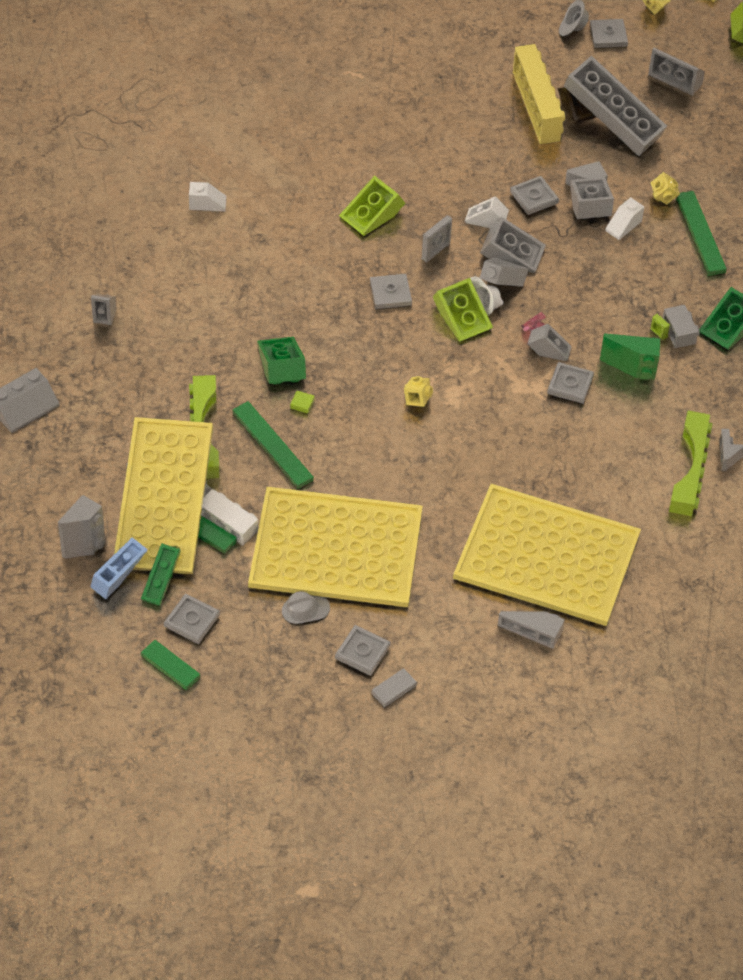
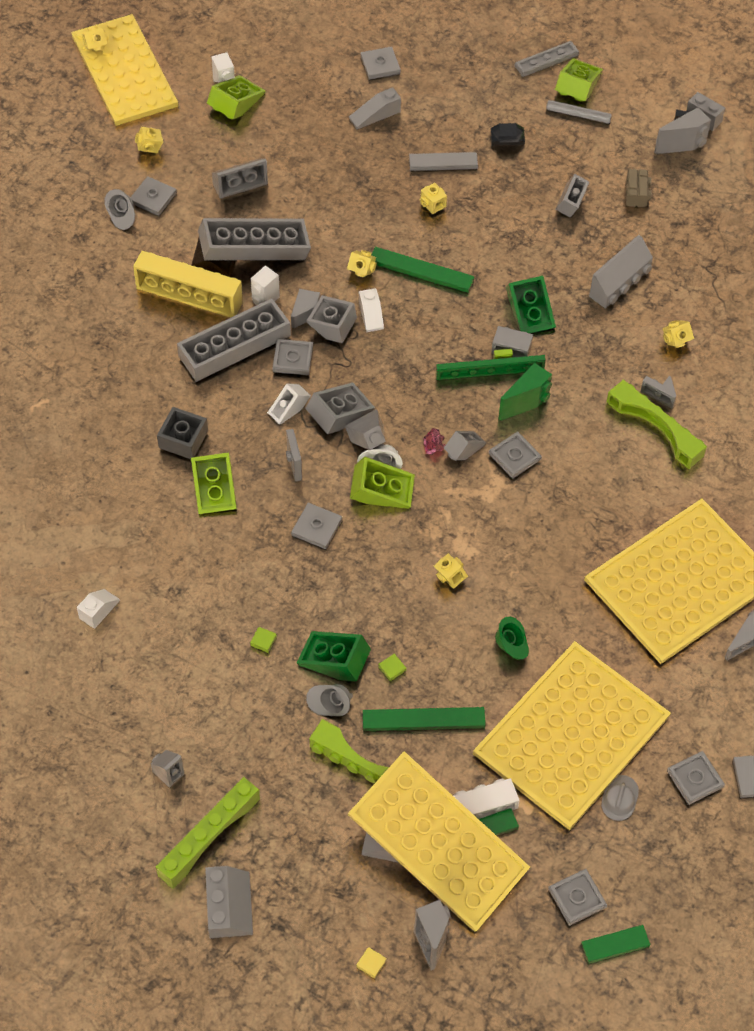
camera: 55 degrees left, 5 degrees up
(40, 514) = (371, 962): none -> light yellow tile
(106, 362) = (186, 853): none -> lime arch
(117, 568) = (489, 928): light blue slope -> none
(160, 574) = (516, 895): green tile -> none
(239, 374) = (329, 700): none -> light grey piece
(261, 311) = (263, 639): none -> lime tile
(388, 461) = (512, 638): none -> green piece
(398, 163) = (182, 433): none -> dark grey brick
(513, 148) = (233, 339): none -> light grey brick
(579, 140) = (265, 286): none -> white brick
(642, 323) = (488, 367): none -> green tile

